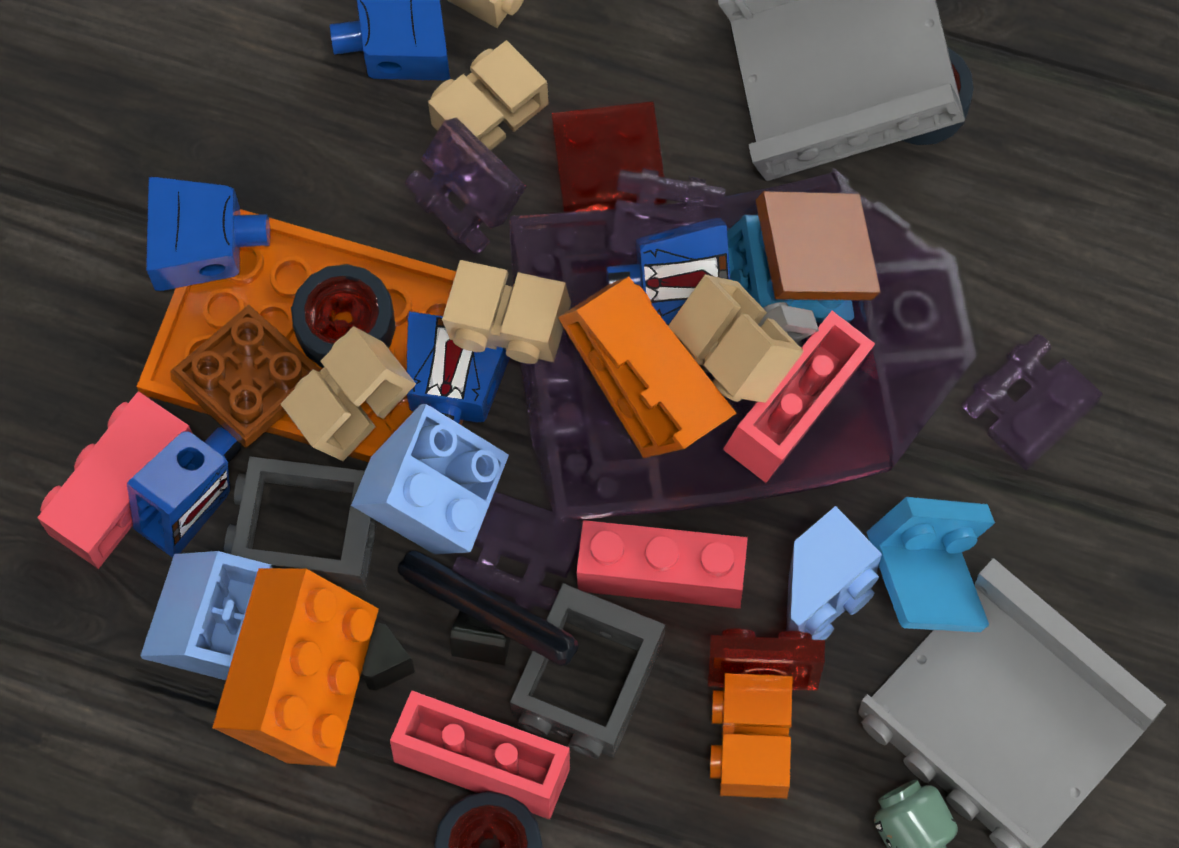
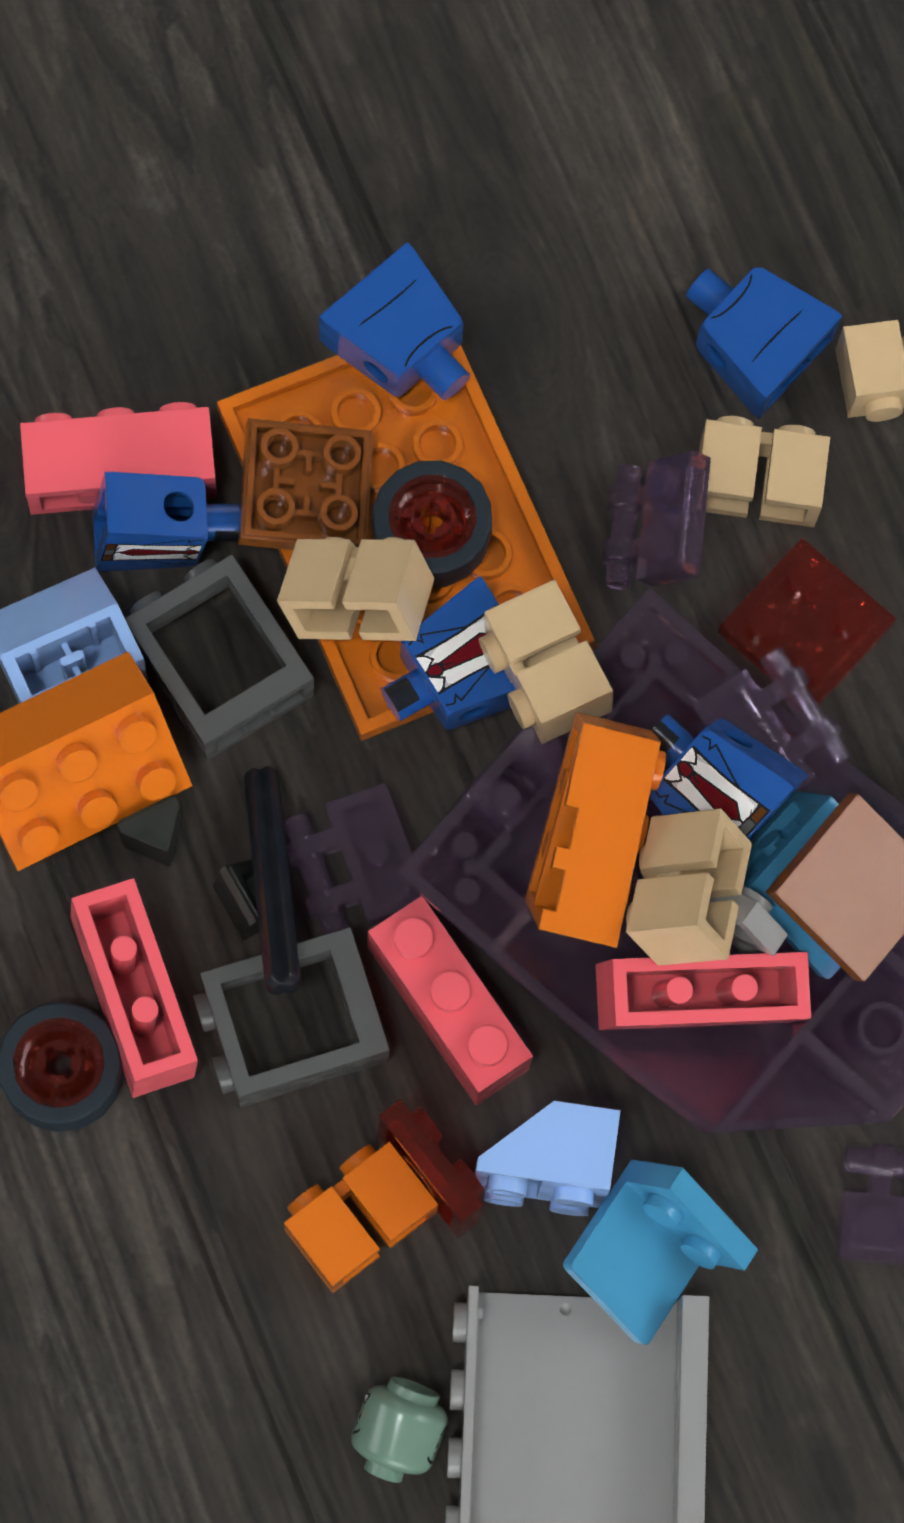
camera: 40 degrees right, 5 degrees up
(432, 482) = (344, 732): light blue slope -> none

